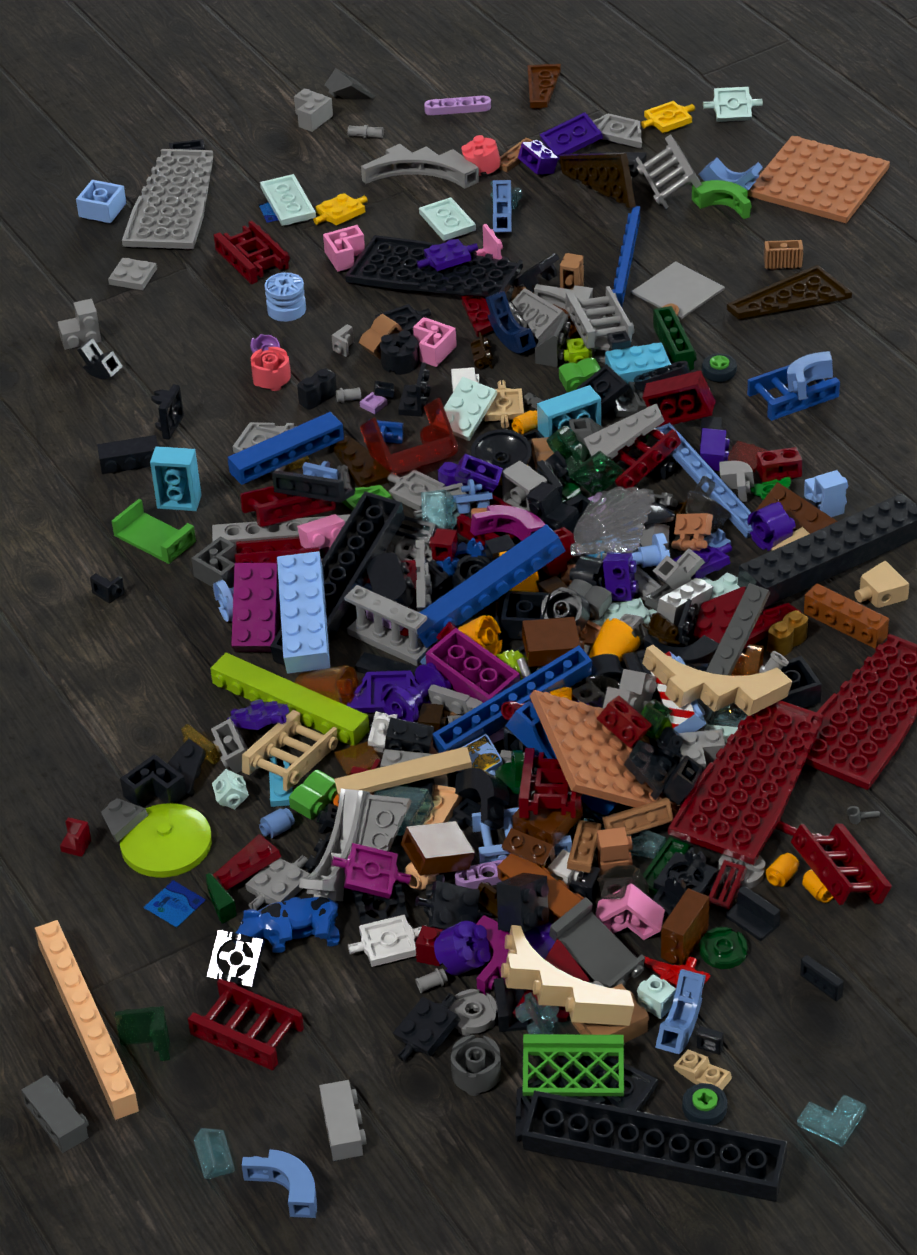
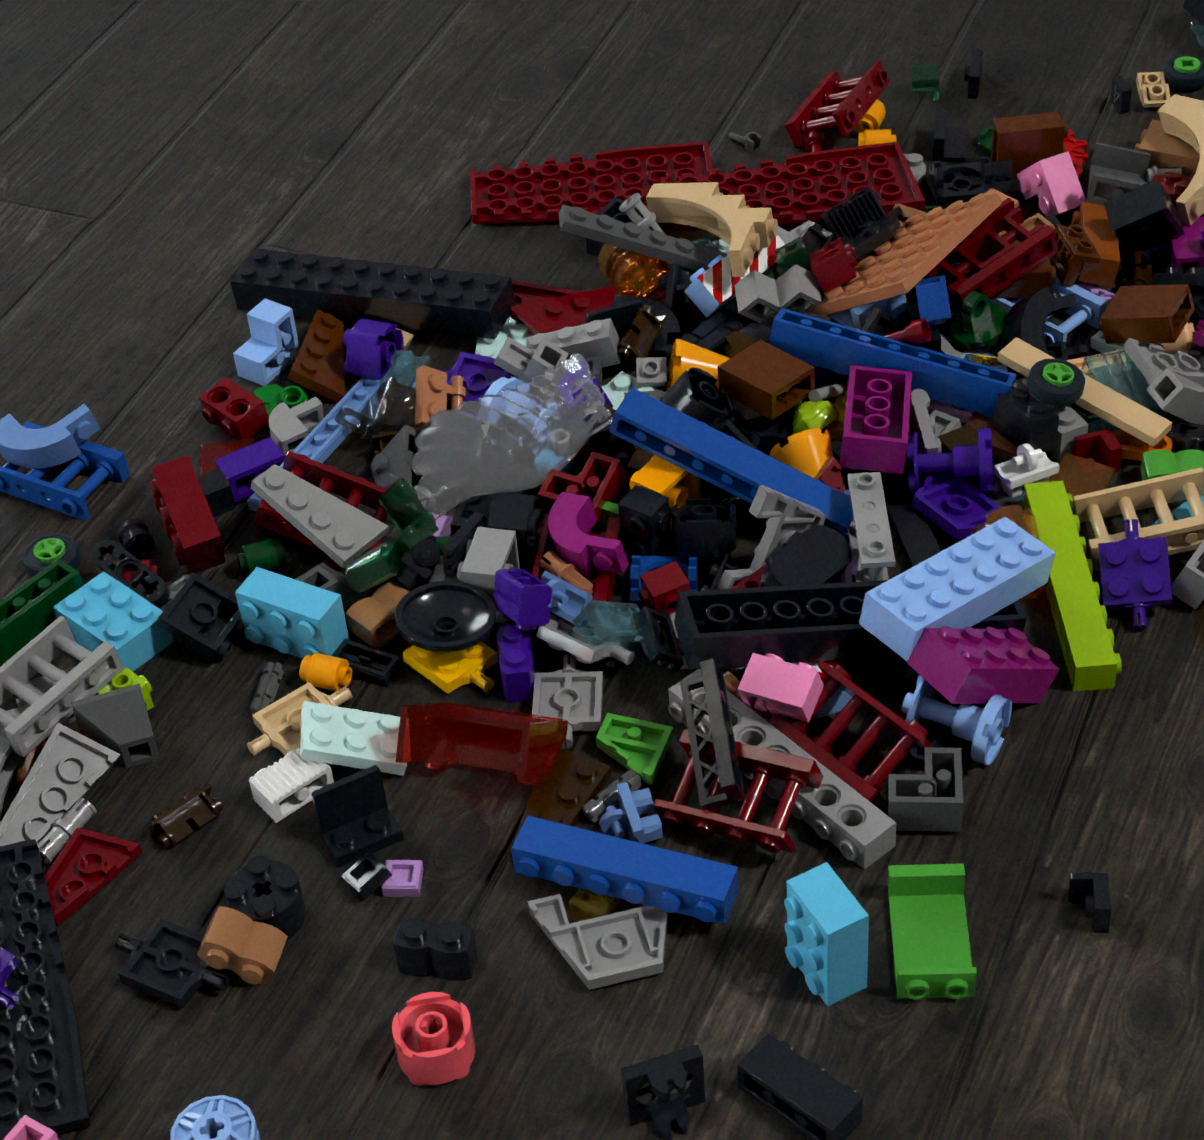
camera: 125 degrees left, 0 degrees up
(263, 342) = (379, 1093): medium lavender hair -> none
(342, 340) = (278, 1006): light grey bracket -> none
(348, 394) = (410, 908): light grey pin -> none
(391, 431) = (480, 800): blue hips -> none
(410, 747) = (1056, 382): none -> black wheel
(434, 340) = (204, 866): bright pink brick -> none
(506, 327) = (118, 800): dark blue arch -> none
(575, 374) = (172, 675): bright green brick -> none
(618, 340) = (90, 633): black tile -> none
(619, 878) = (1034, 188): clear smoke piece -> none
(656, 996) = (1119, 130): light aqua brick -> none
(681, 1020) = (1126, 116): medium blue arch -> none
(735, 887) = (926, 155): dark red tile -> none
(742, 537) = (404, 367): none -> clear light blue hips
(787, 633) = (545, 269): pearl gold brick -> none
(833, 1125) = (1110, 16): clear light blue plate -> none
(836, 943) = (926, 78): none -> clear green panel
(846, 615) = (472, 239): dark orange brick -> none
(882, 586) = (395, 246): tan torso -> none

